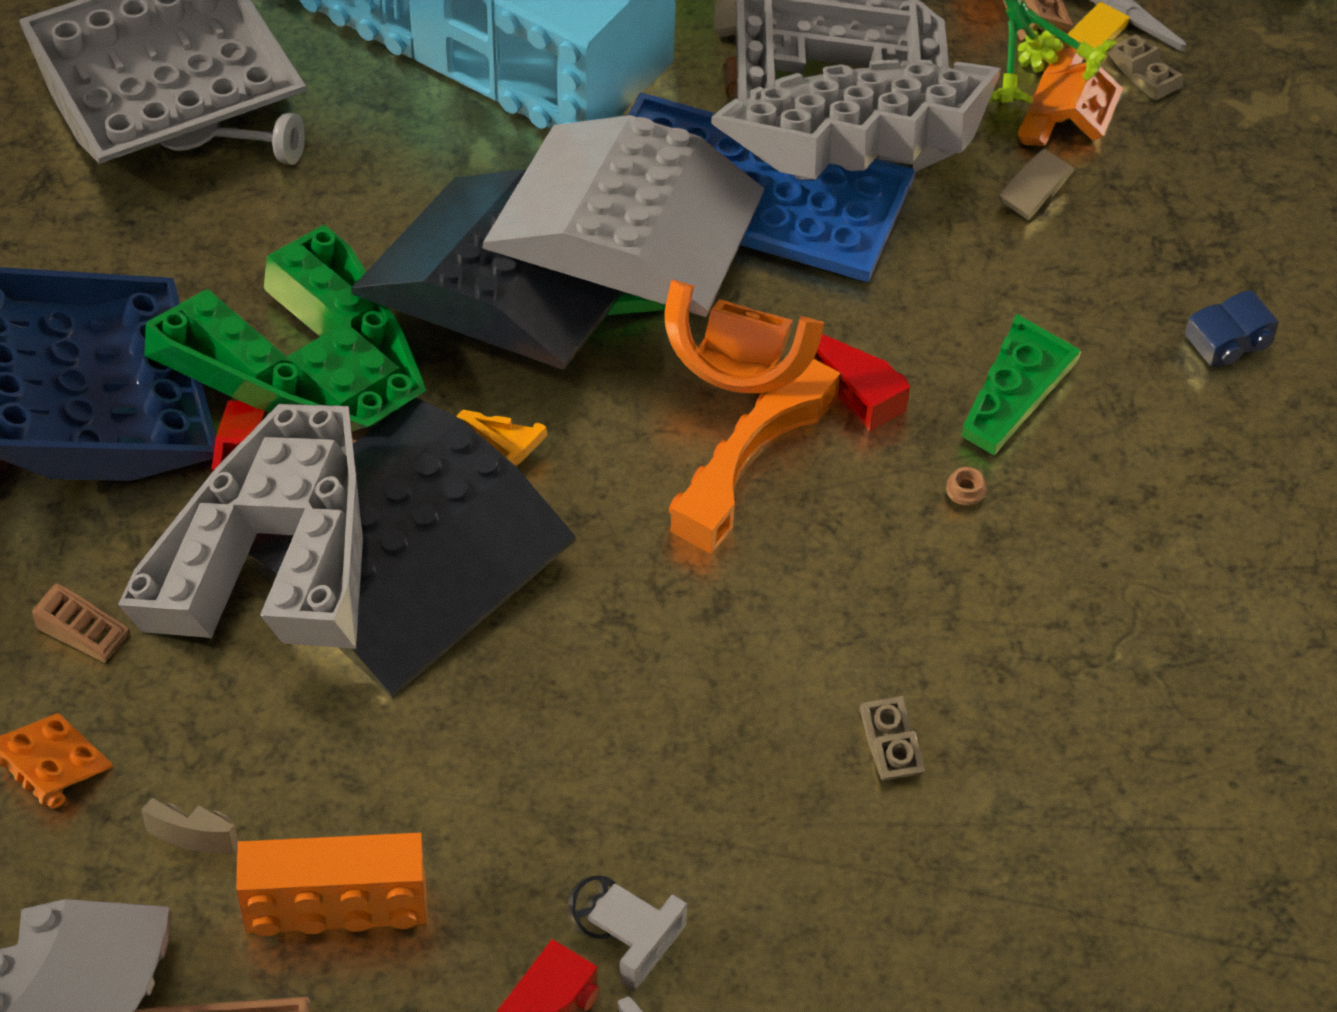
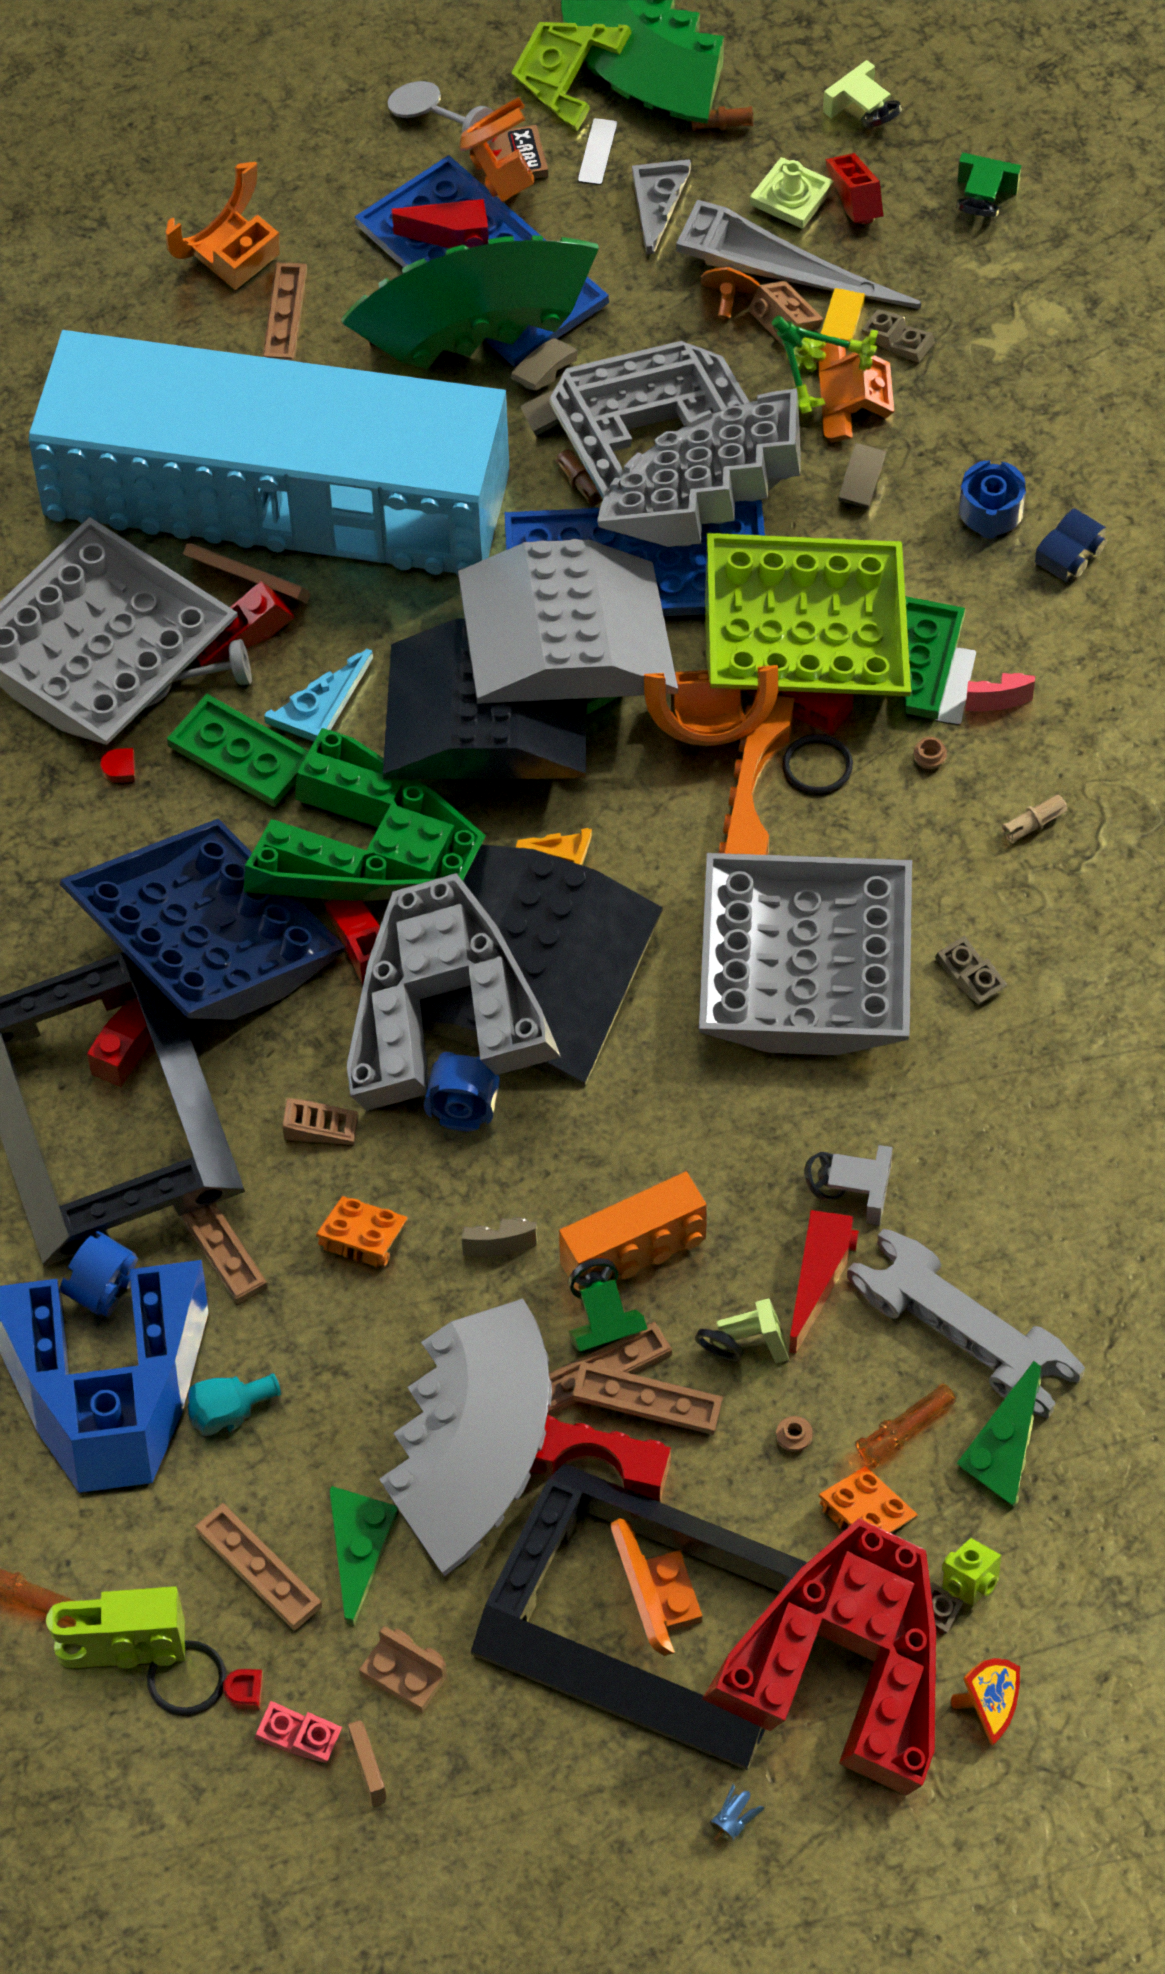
camera: 20 degrees left, 5 degrees up
(112, 194) = (118, 765): none -> red tile
(234, 218) = (238, 749): none -> green plate
(240, 649) = (461, 1092): none -> blue brick
(246, 953) = (602, 1307): none -> green piece
(326, 105) = (259, 617): none -> red slope
(349, 60) = (246, 572): none -> medium nougat tile
(352, 203) = (321, 701): none -> medium azure wing
(704, 645) = (806, 952): none -> light grey slope
(874, 453) = (817, 737): none -> black tyre
(897, 292) = (813, 608): none -> lime slope
(1034, 430) = (956, 688): none -> white sticker
(1051, 598) = (1035, 818): none -> tan axle
(1085, 455) = (1013, 691): none -> coral slope
(1165, 251) = (992, 498): none -> blue brick

